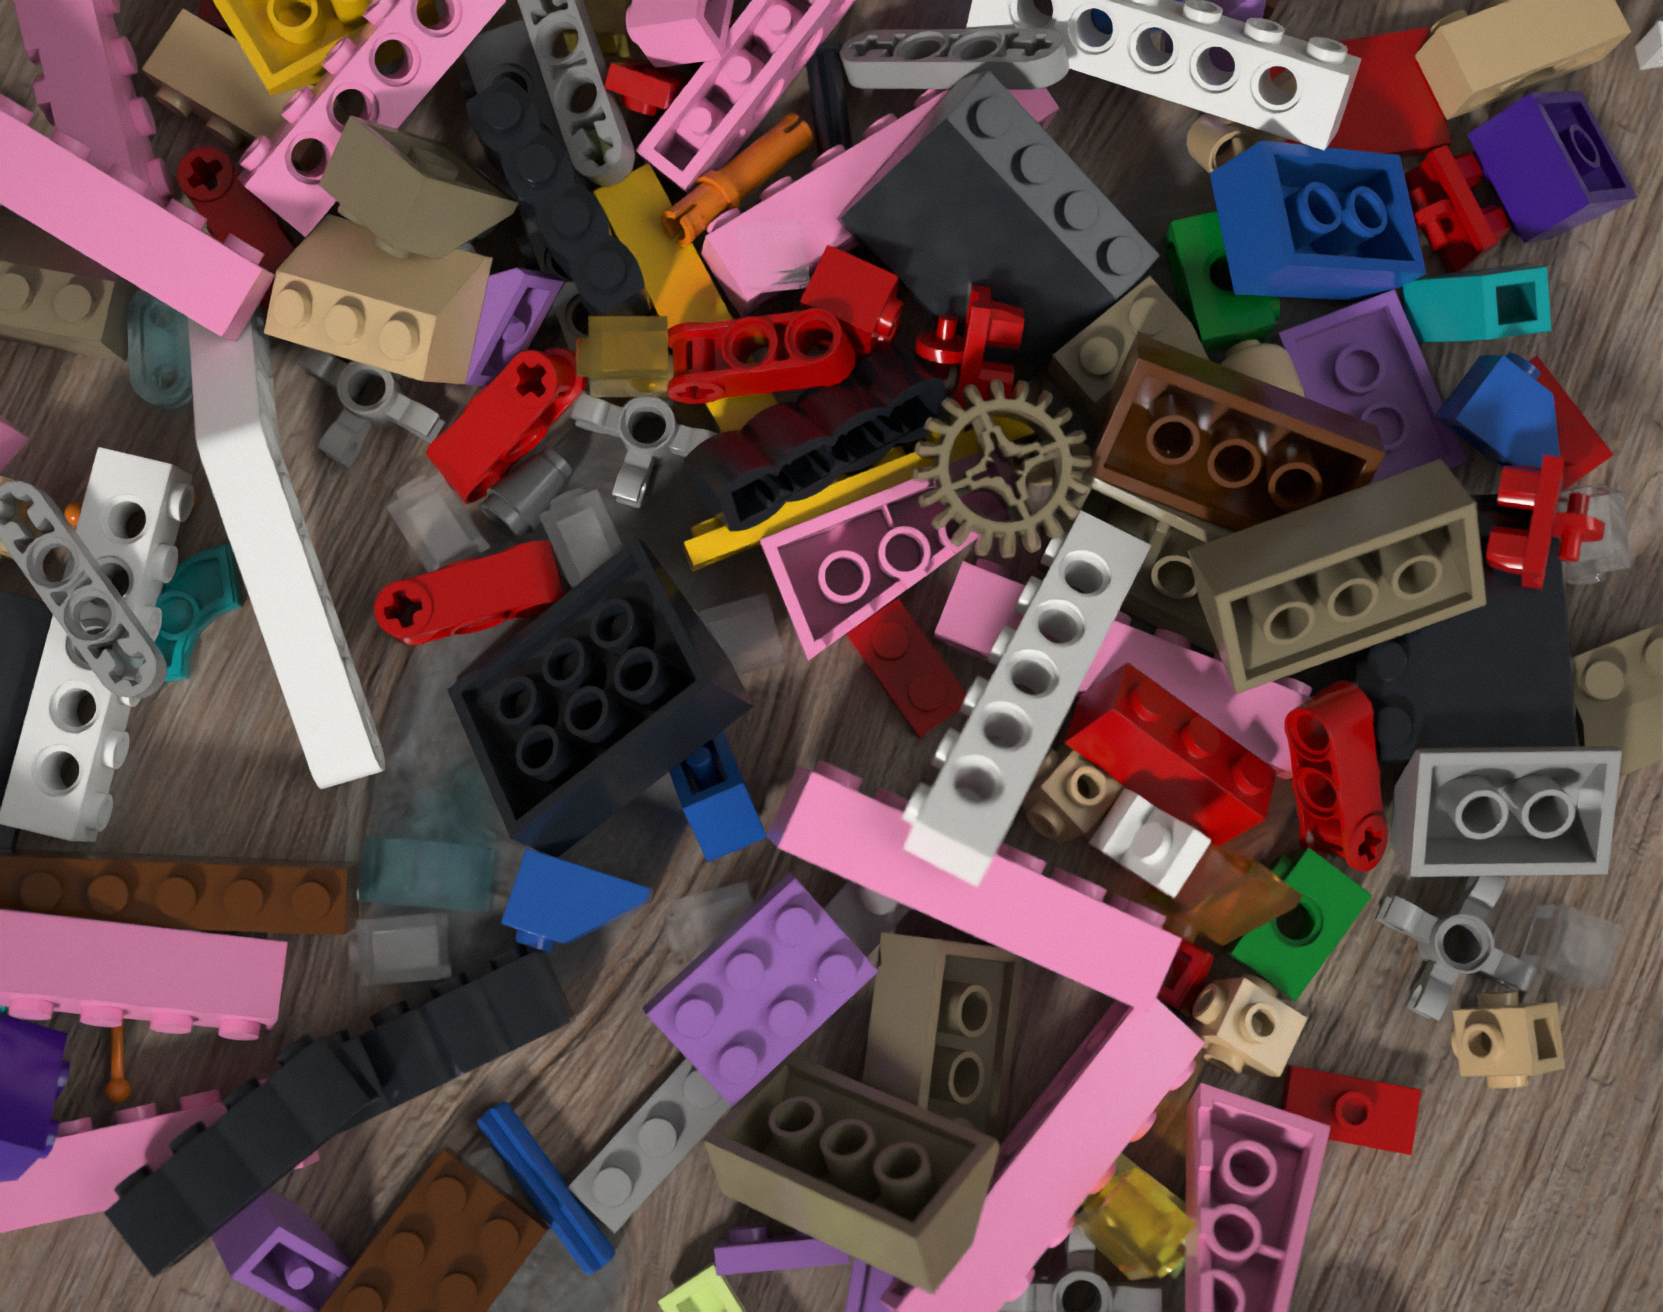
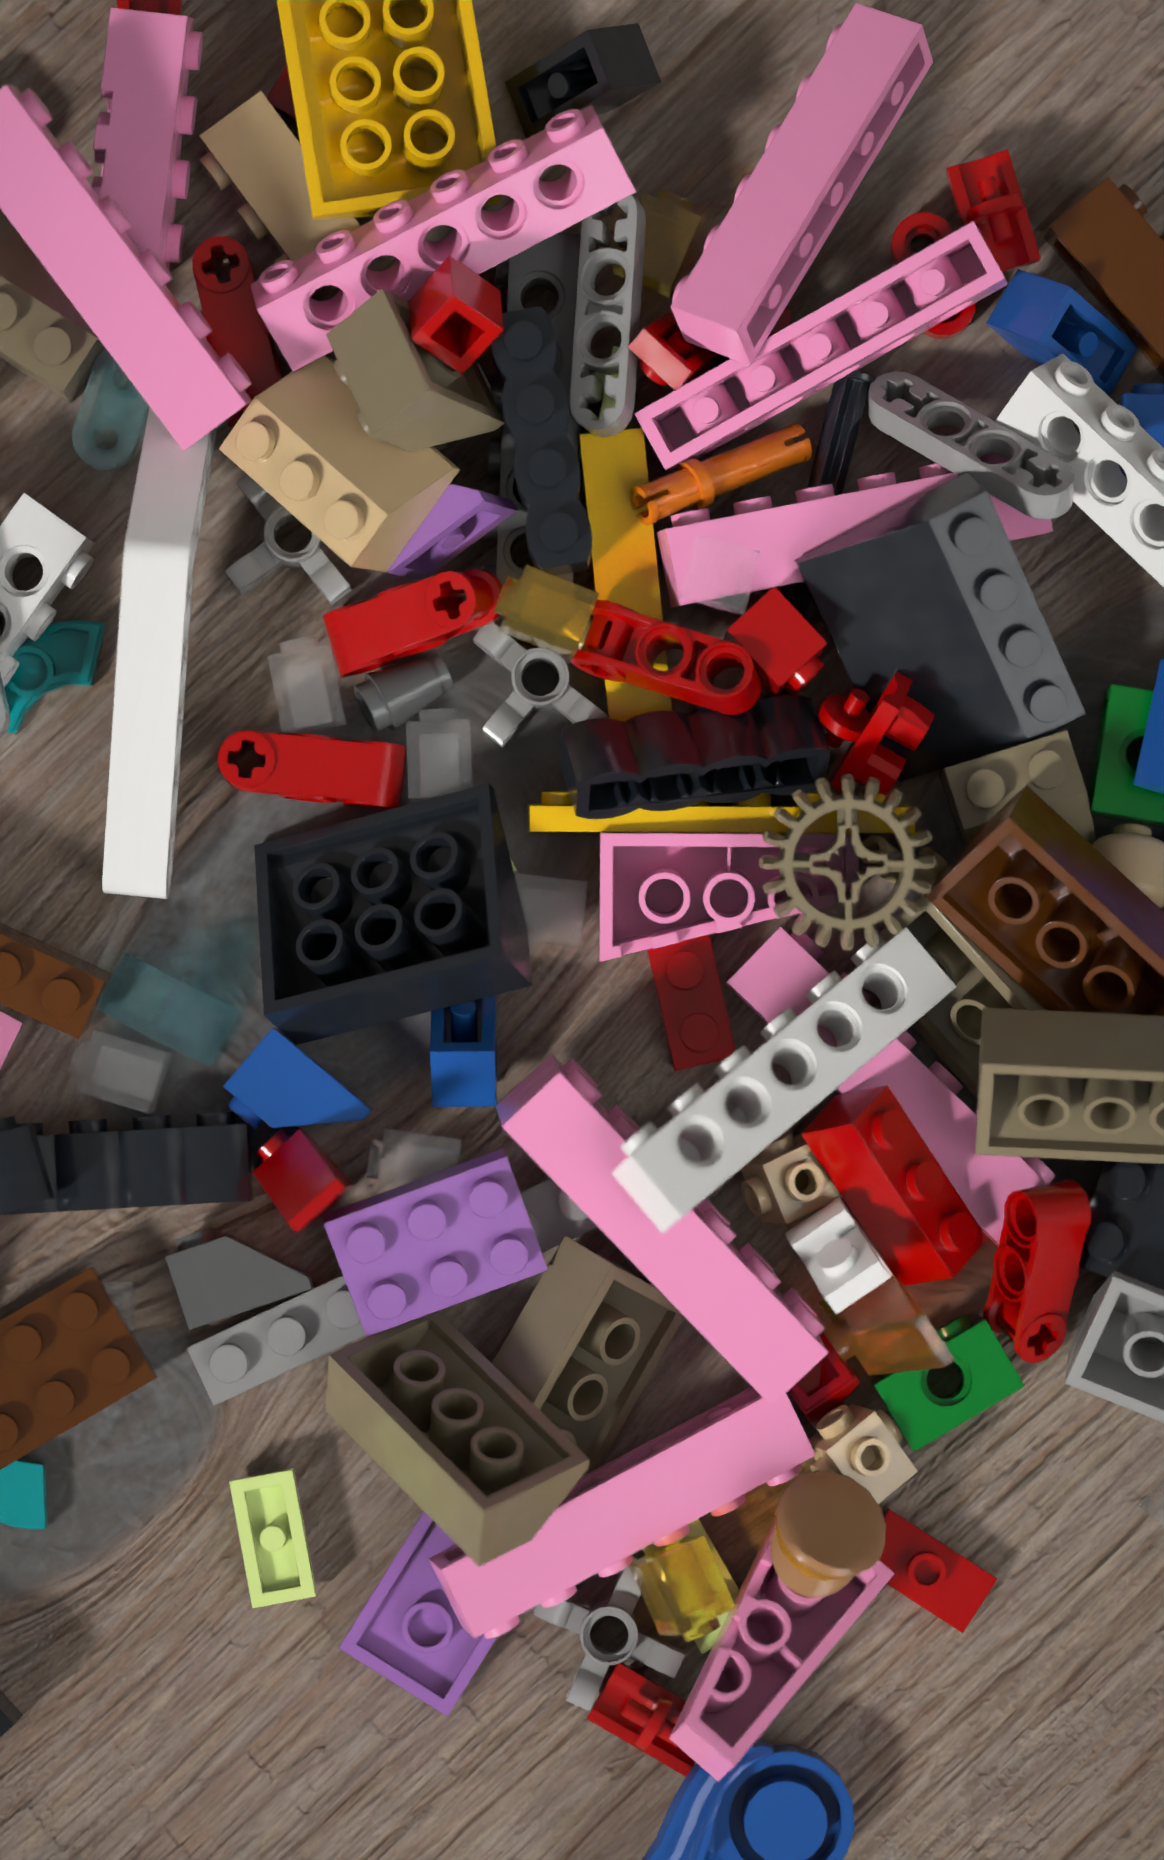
camera: 20 degrees right, 5 degrees up
(429, 113) = (455, 315): none -> red brick
(546, 1188) = (167, 1339): blue axle -> none
(579, 1103) = (228, 1277): none -> dark grey slope
(609, 982) = (300, 1178): none -> red slope
(755, 1250) = (333, 1470): medium lavender plate -> none
(1252, 1116) = (825, 1533): none -> medium nougat piece
(1434, 987) = (1060, 1482): light grey pin -> none
(1507, 1039) = (1092, 1565): tan brick -> none

